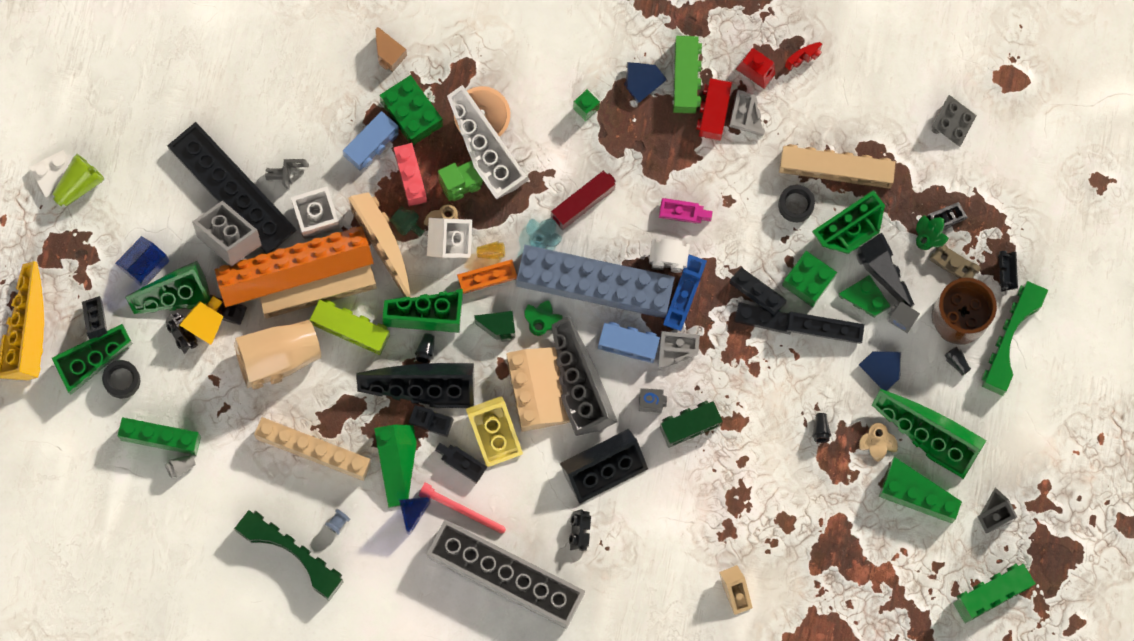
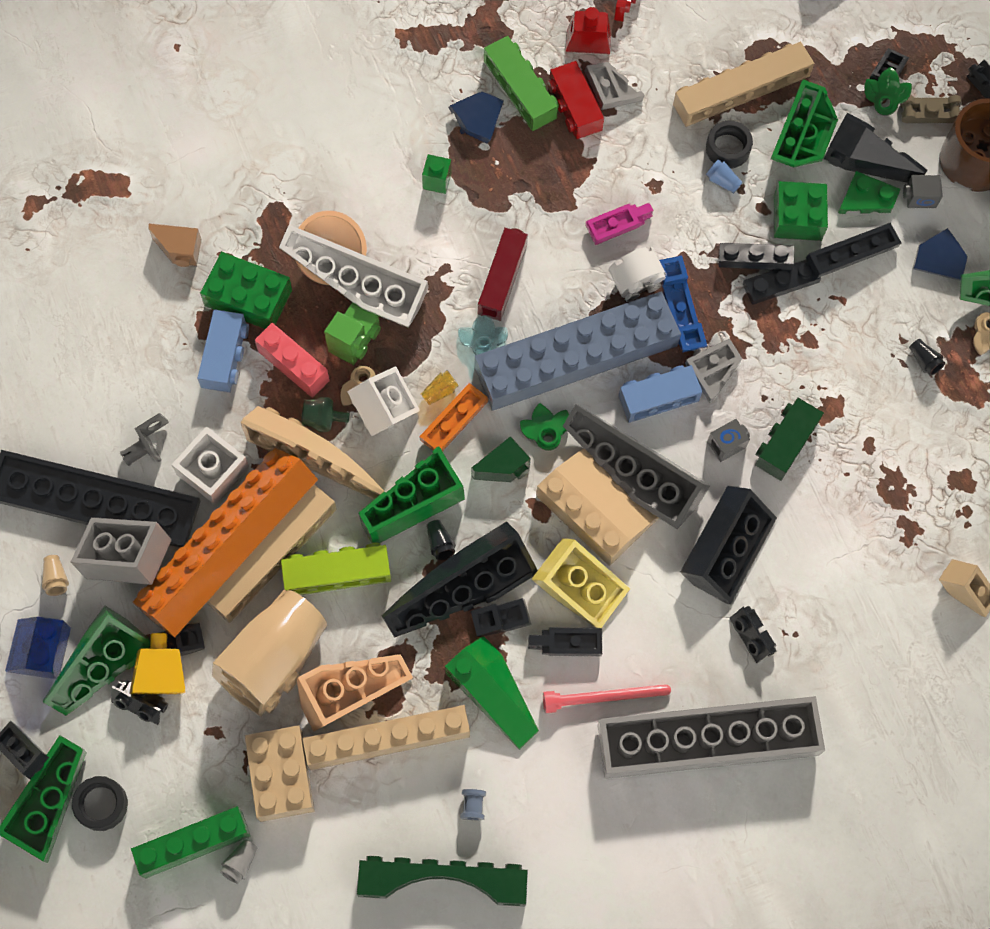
camera: 30 degrees left, 5 degrees down
(178, 223) = (54, 576): none -> tan cone
(235, 429) = (279, 773): none -> tan brick
(305, 402) = (341, 688): none -> light nougat wedge
(413, 511) = (552, 736): clear blue slope -> none
(776, 223) = (723, 176): none -> medium blue cone

